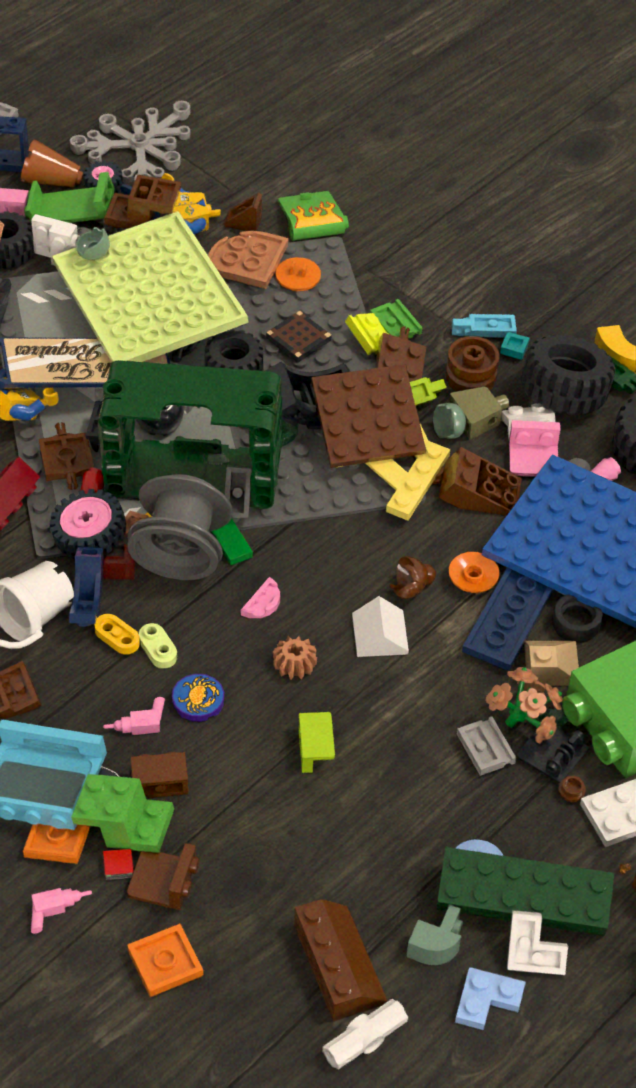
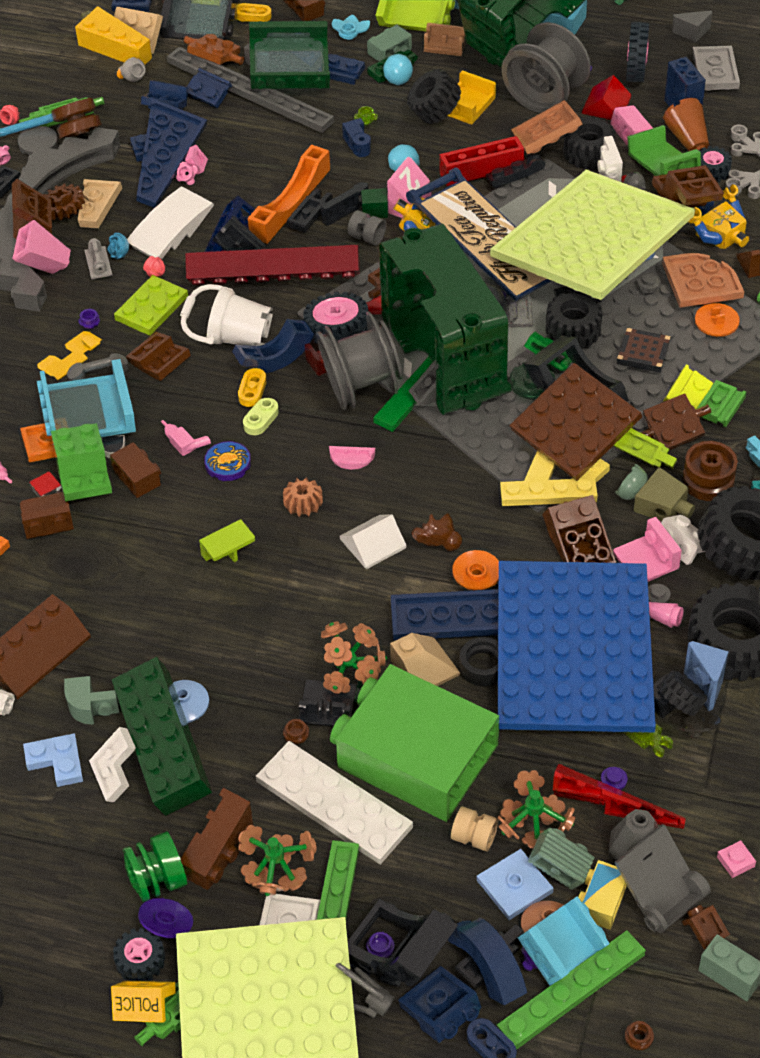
camera: 65 degrees right, 0 degrees up
(93, 244) = (606, 179): sand green hair -> none
(486, 746) = (299, 655): light grey plate -> none

